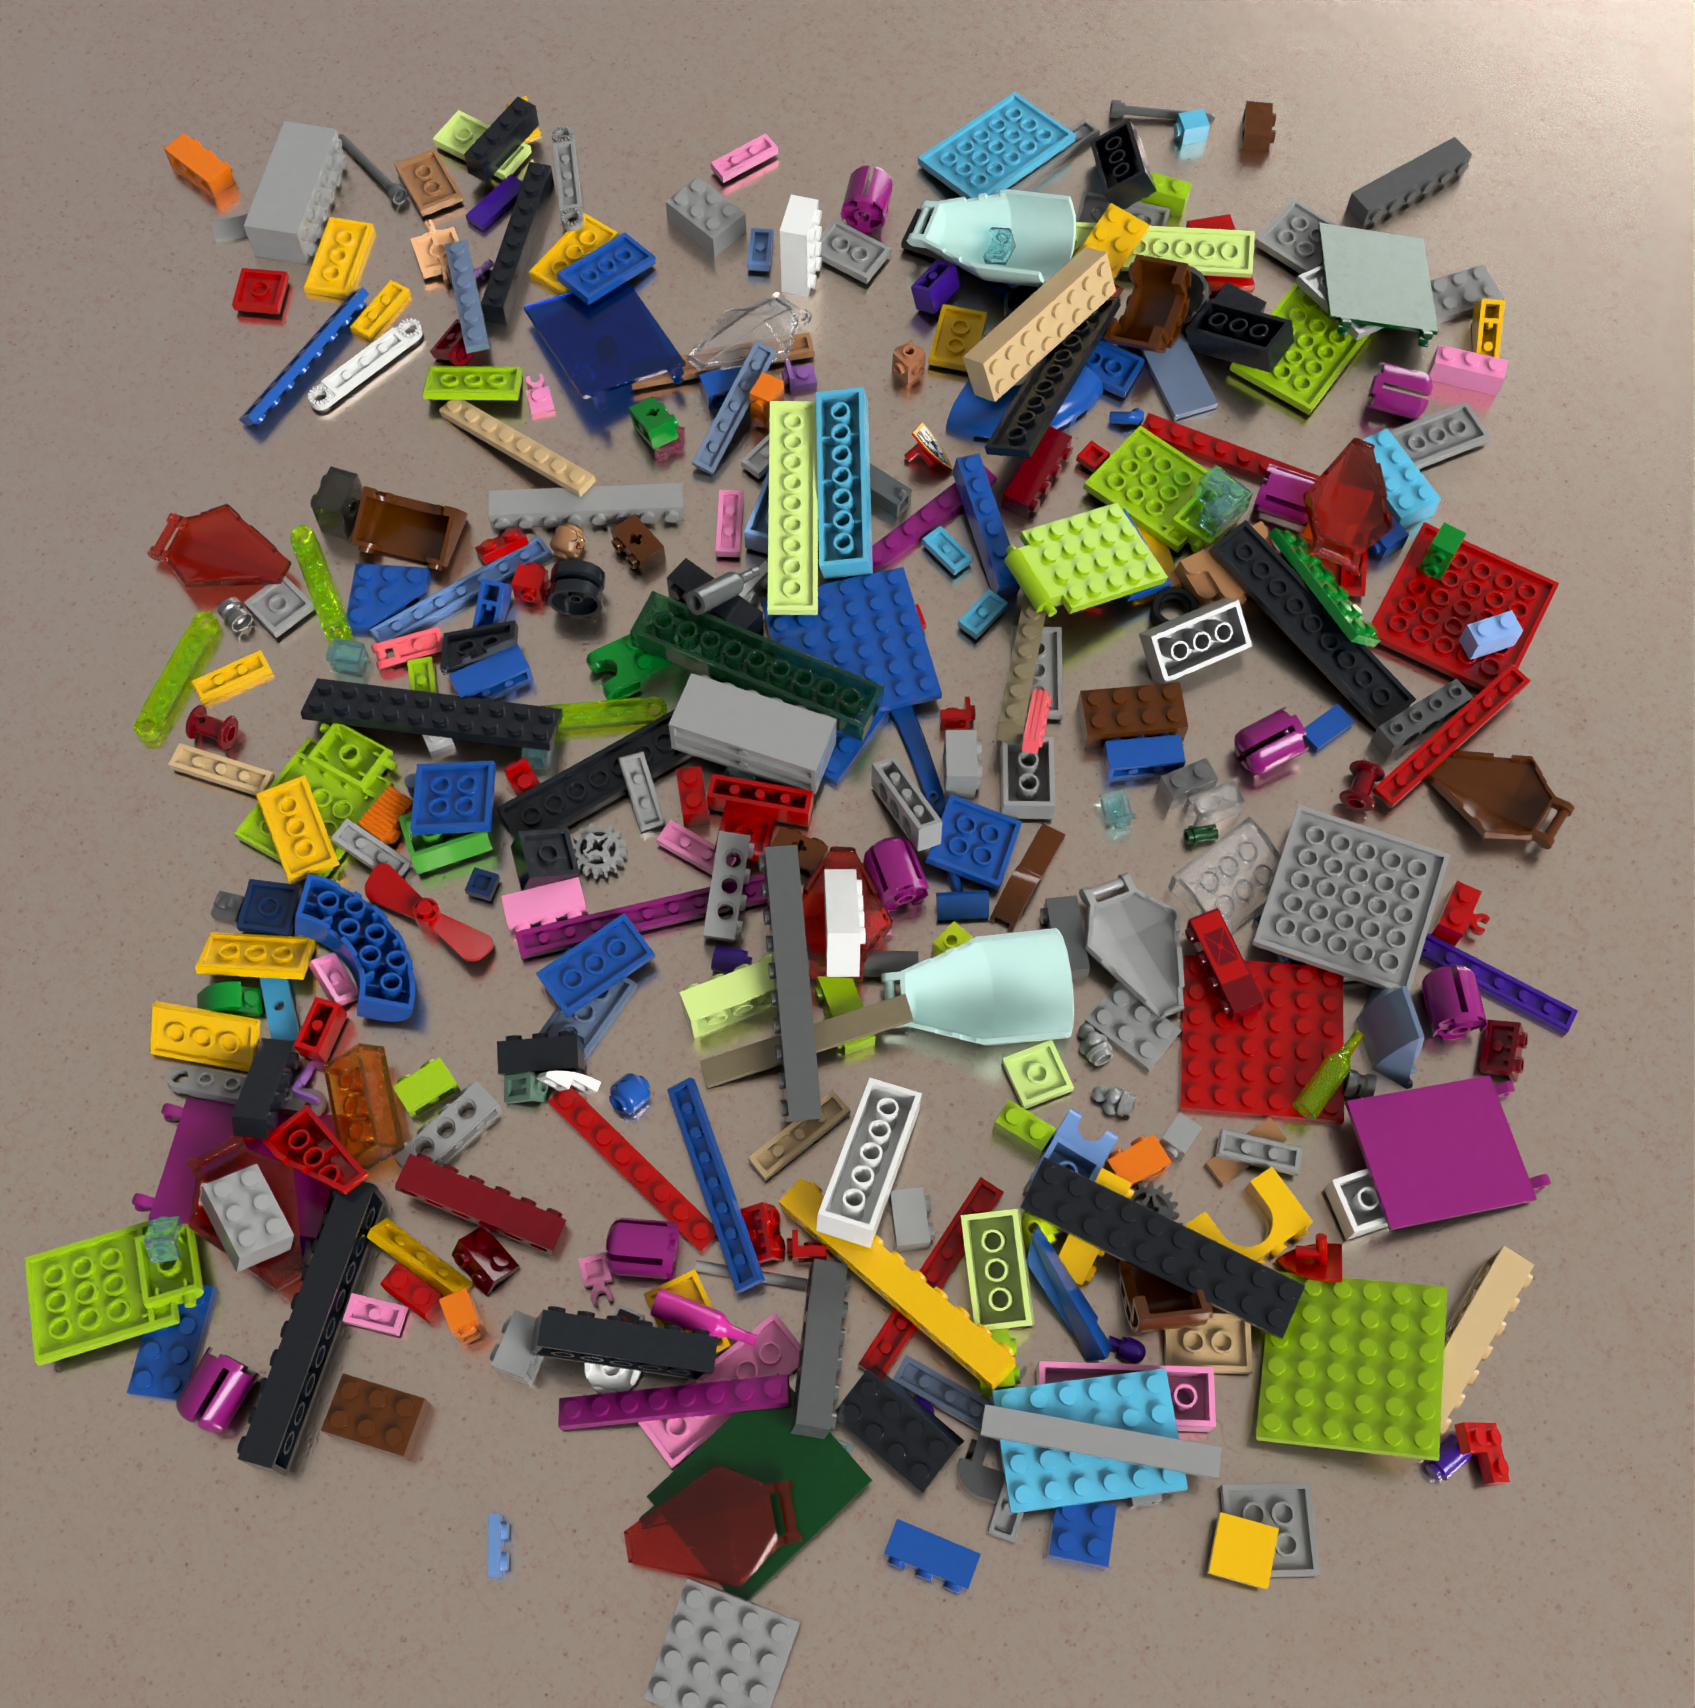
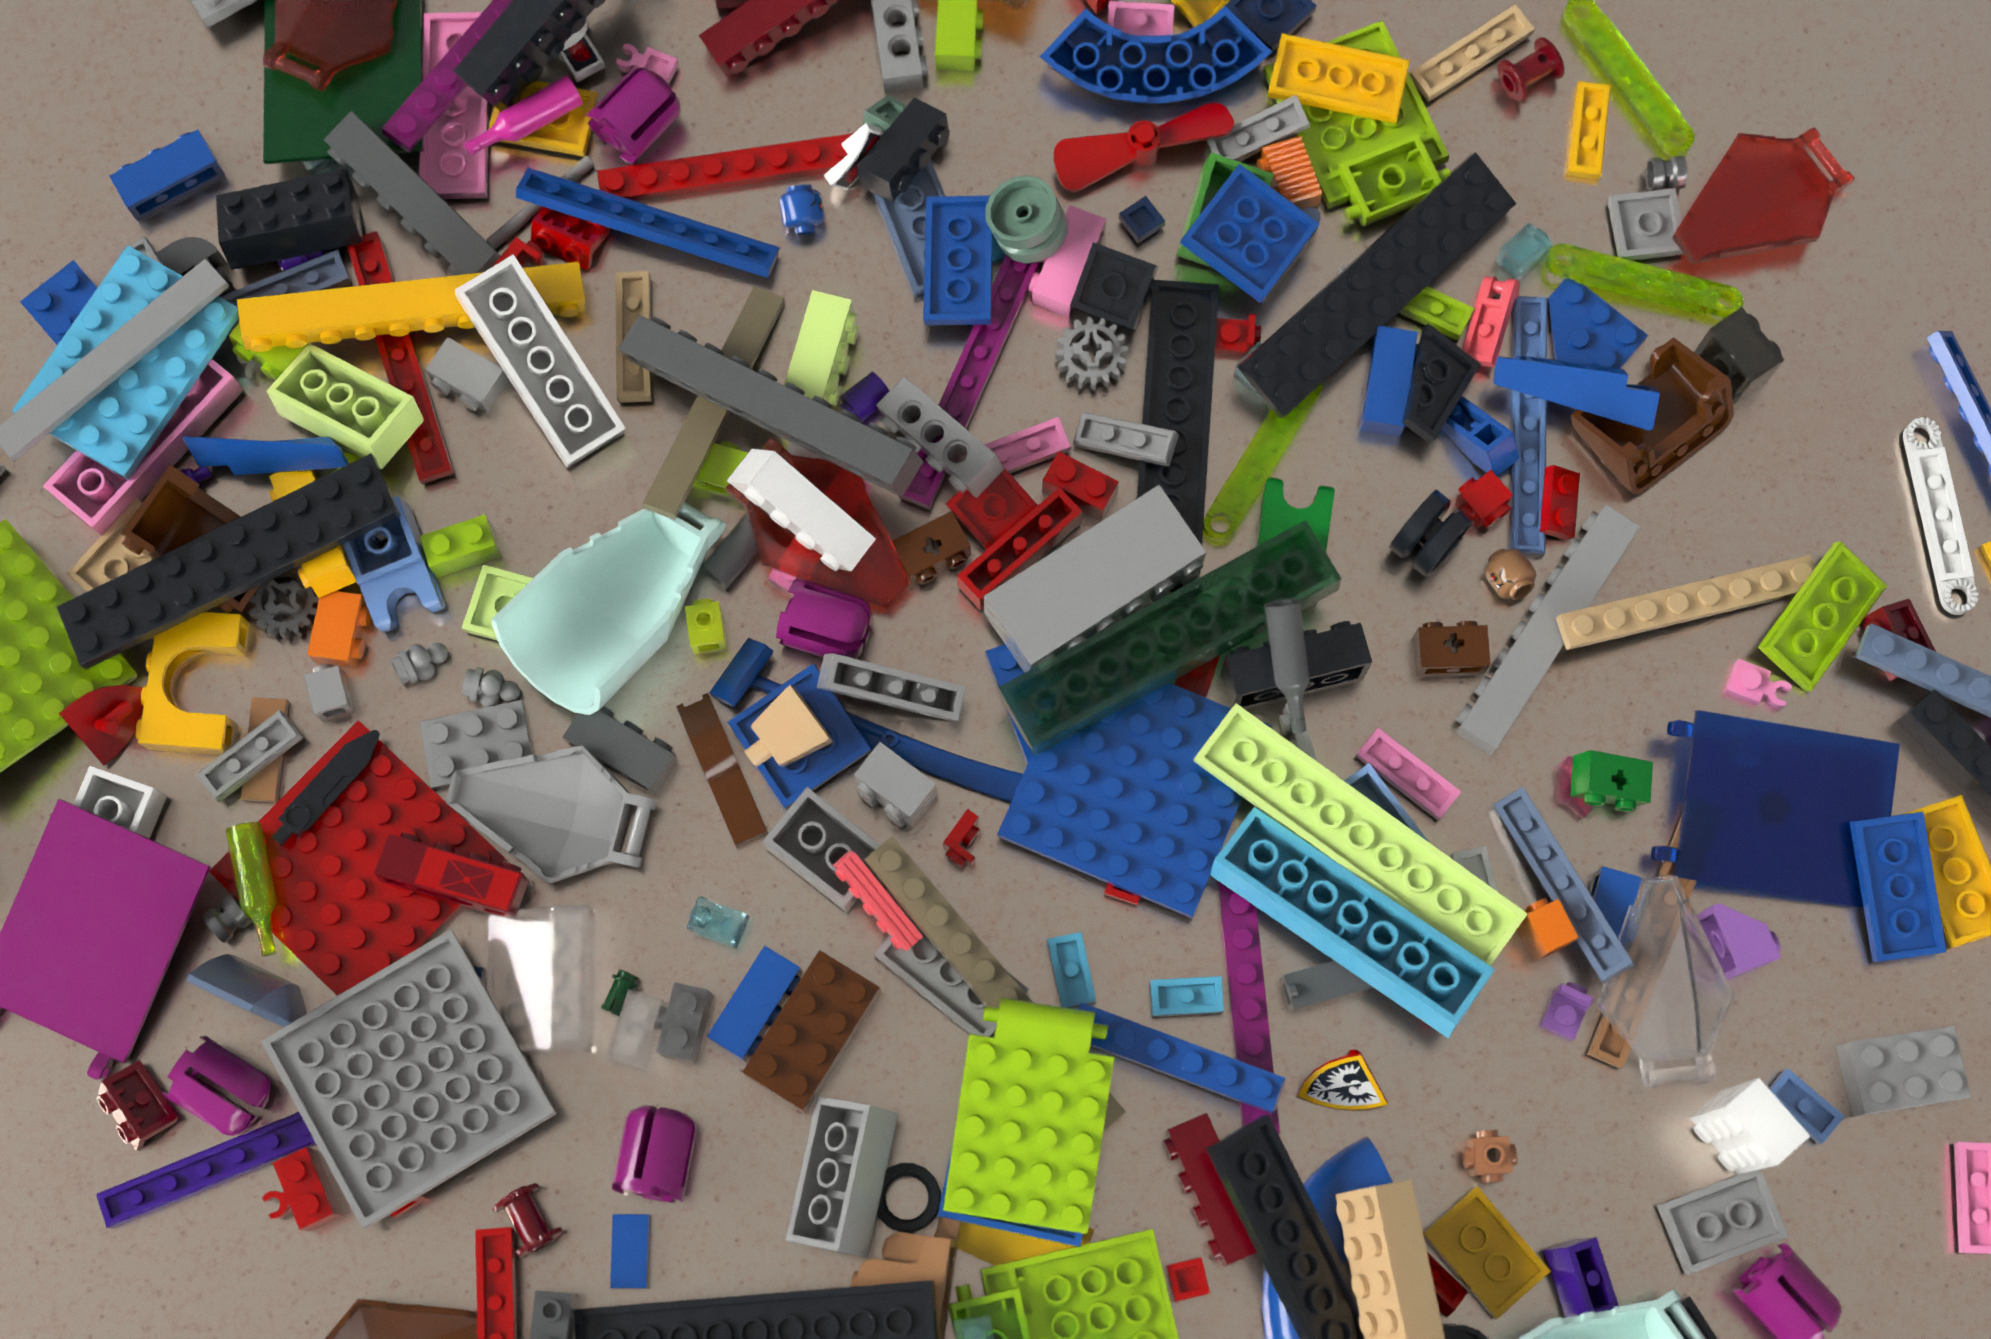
camera: 130 degrees right, 10 degrees up
(420, 568) = (1580, 386): none -> blue wedge
(527, 923) = (1026, 219): none -> sand green wheel
(701, 310) = (1738, 940): none -> medium lavender slope
(980, 839) = (787, 731): none -> tan torso
(1236, 1086) = (326, 787): none -> black piece

